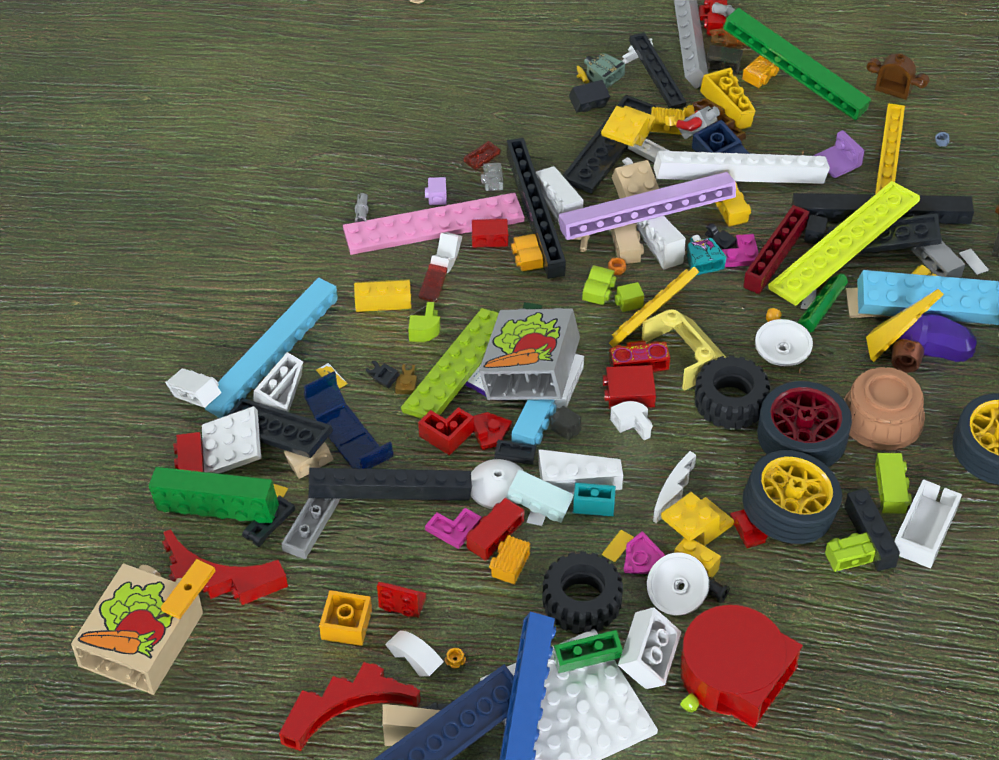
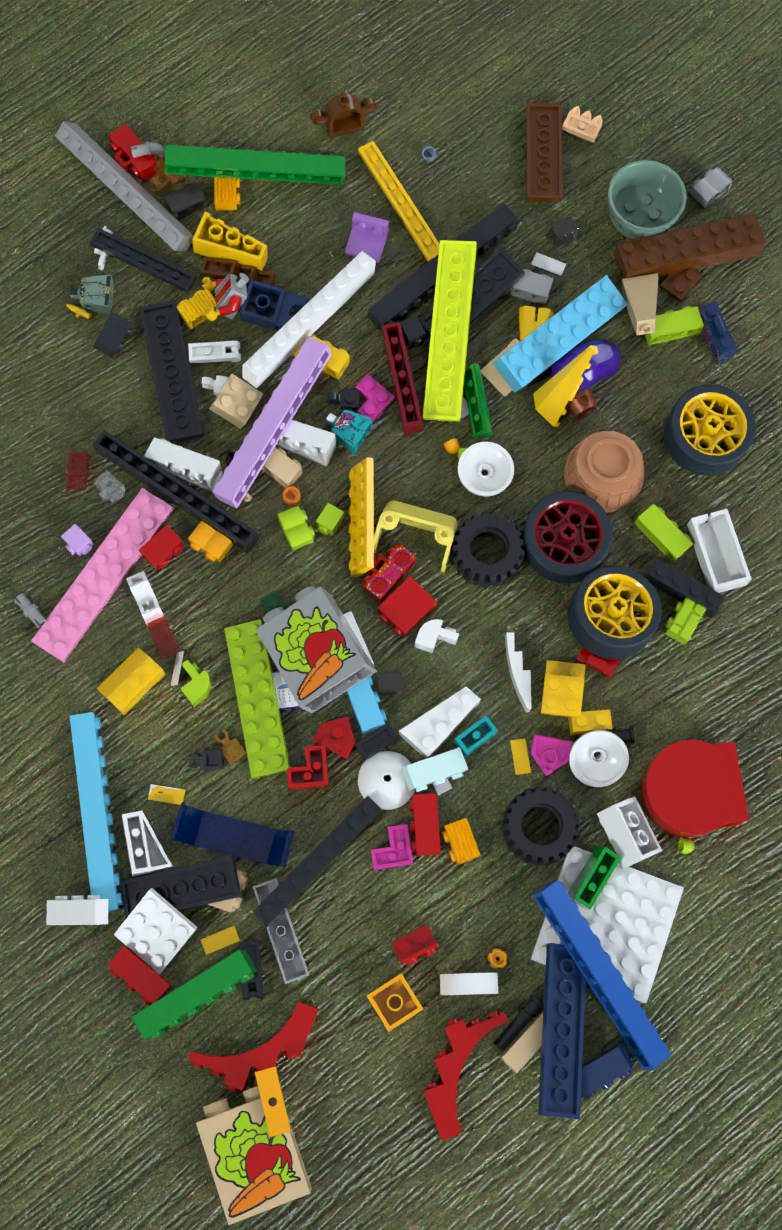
camera: 45 degrees left, 25 degrees up
(628, 126) = (180, 346): yellow bracket -> none

